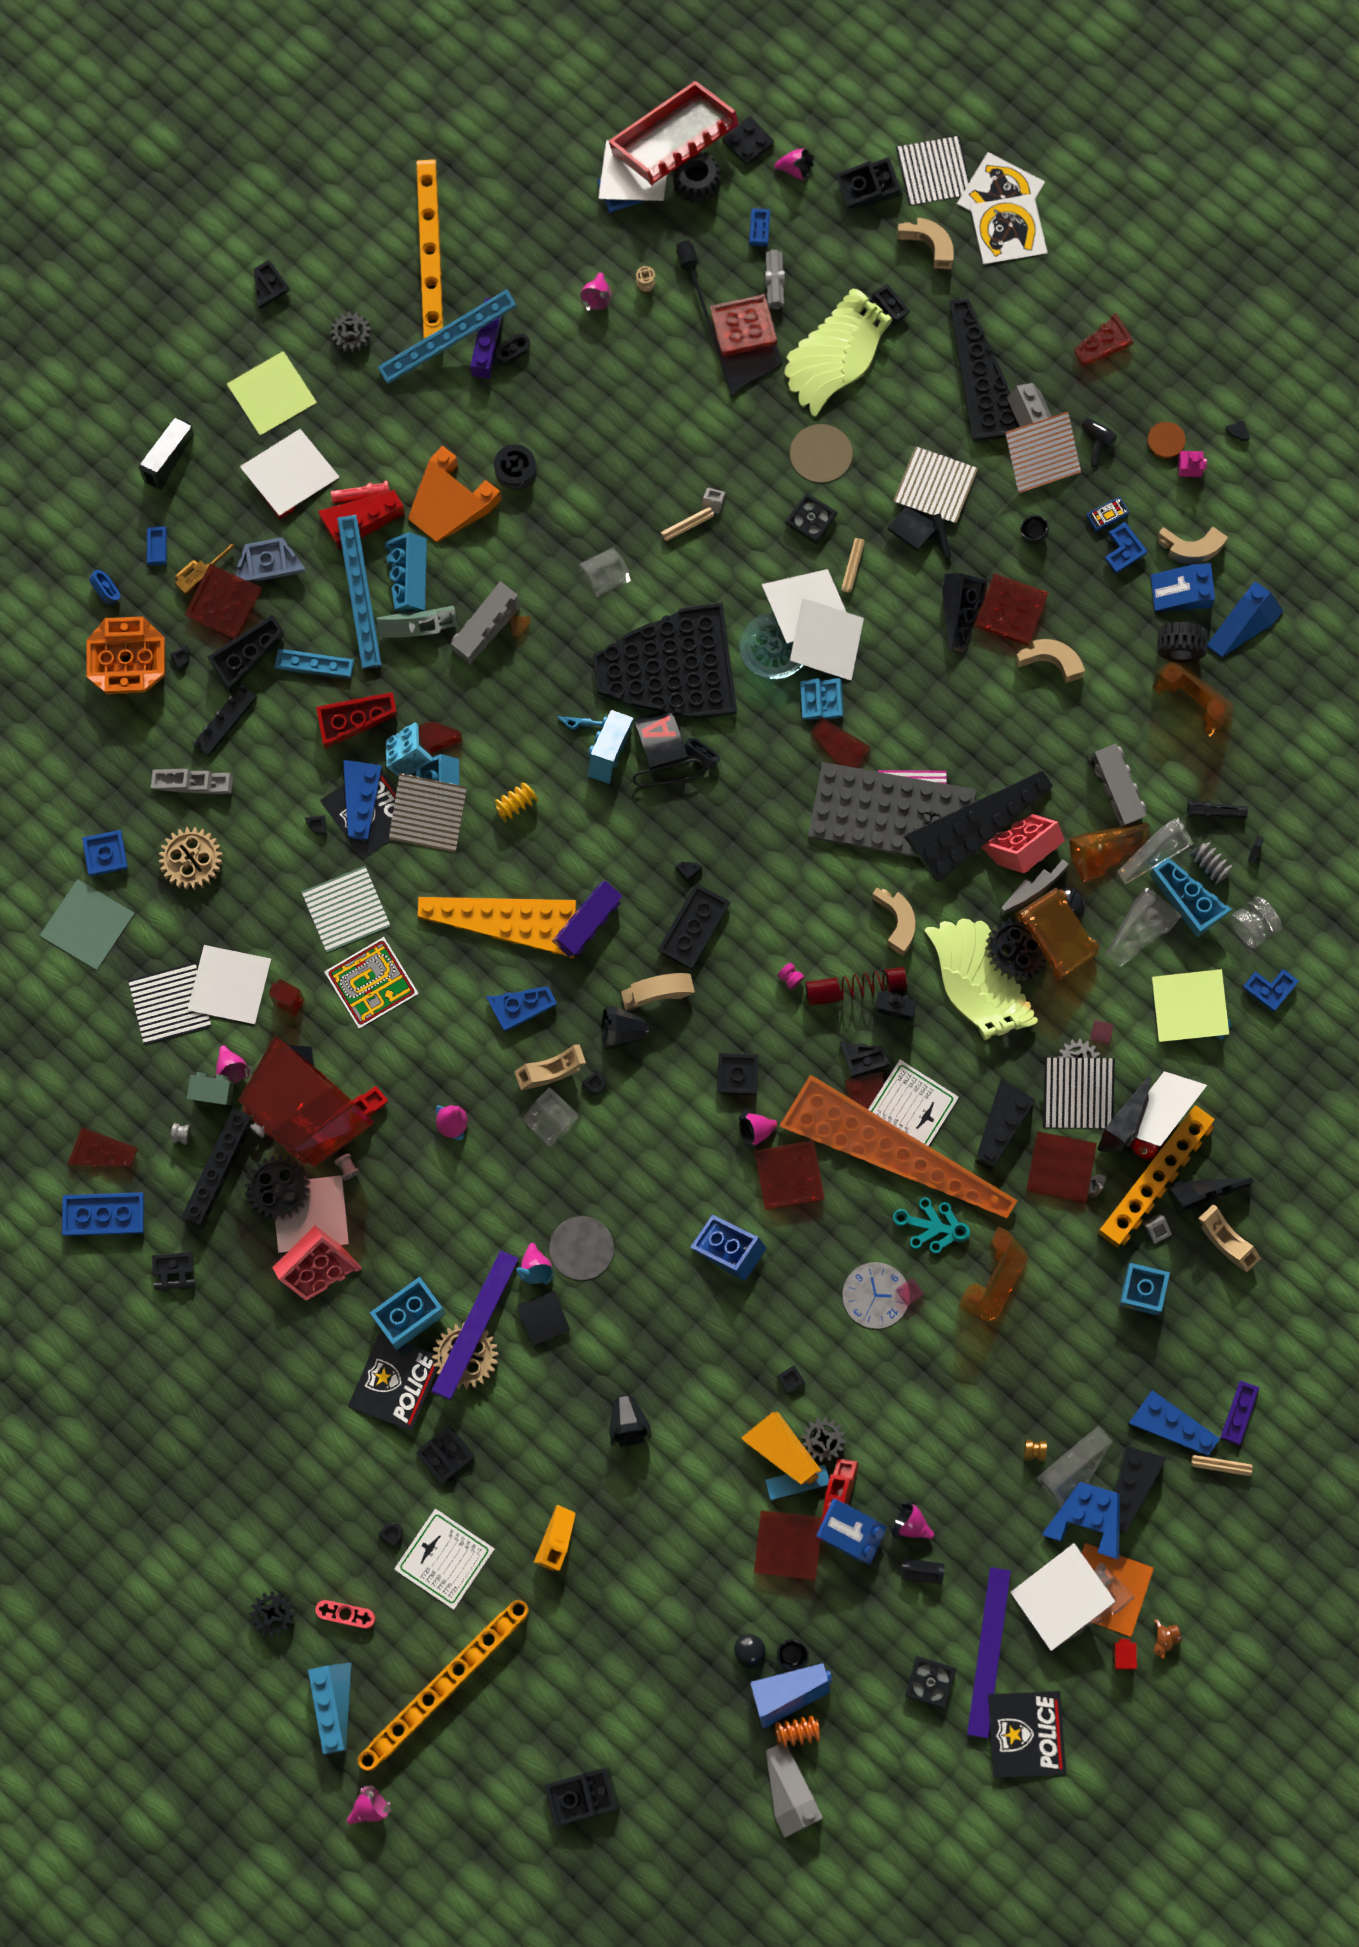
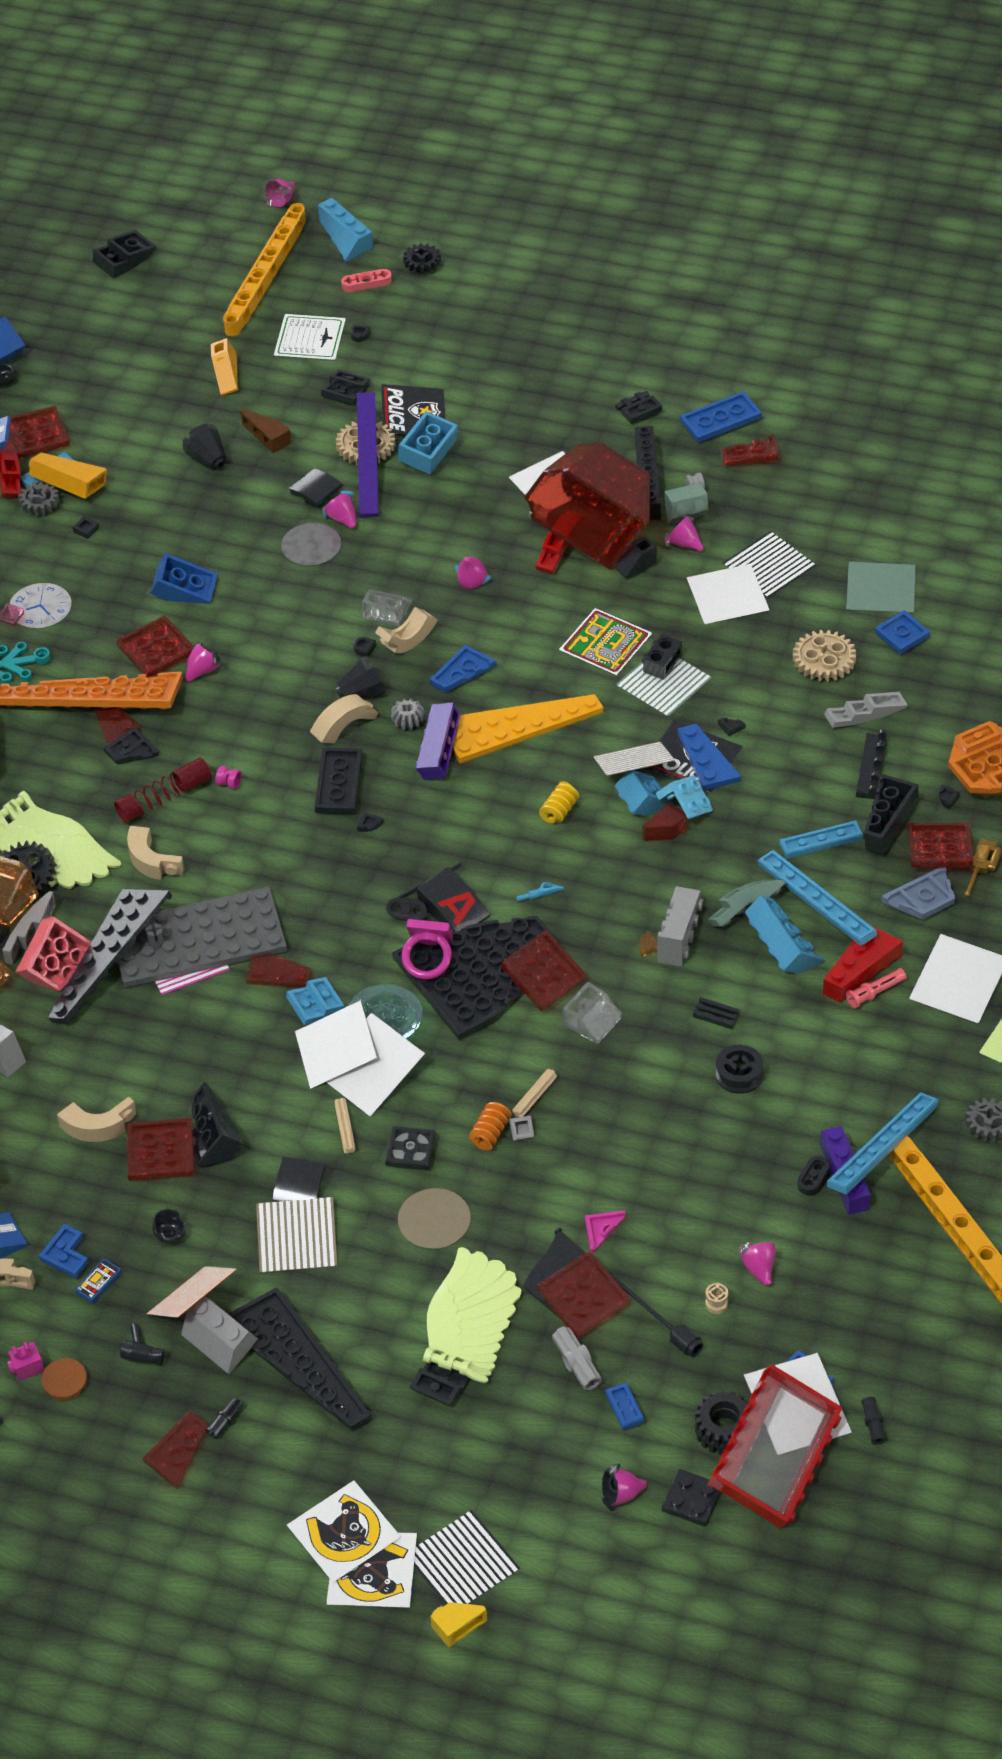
camera: 155 degrees right, 25 degrees down
(286, 997) = (668, 588): clear red brick -> none
(314, 1264) = (526, 447): coral wedge -> none
(331, 922) = (662, 656): none -> black brick
(352, 717) = (752, 805): red wedge -> none
(444, 503) = (786, 1009): orange wedge -> none
(491, 520) = (717, 1010): none -> black tile
(553, 1420) = (266, 430): none -> reddish brown slope
(587, 136) = (873, 1420): none -> black pin
(591, 977) = (407, 714): none -> light grey gear
(608, 746) = (498, 876): wedge -> none
(622, 626) = (543, 970): none -> clear red plate
(698, 383) = (601, 1226): none -> dark pink tile
(703, 697) = (430, 934): none -> dark pink tile
(737, 1074) = (239, 695): black plate -> none
(738, 503) = (489, 1125): none -> orange piece
(750, 1650) = (36, 367): black hair -> none
(869, 183) = (526, 1505): black slope -> none
(895, 1006) = (116, 780): black plate -> none
(913, 1102) = (70, 733): white sticker -> none
(934, 236) = (424, 1477): tan arch -> none
(942, 536) = (266, 1187): black piece -> none
(961, 120) = (457, 1621): none -> yellow slope
(1058, 351) = (224, 1418): none -> black axle

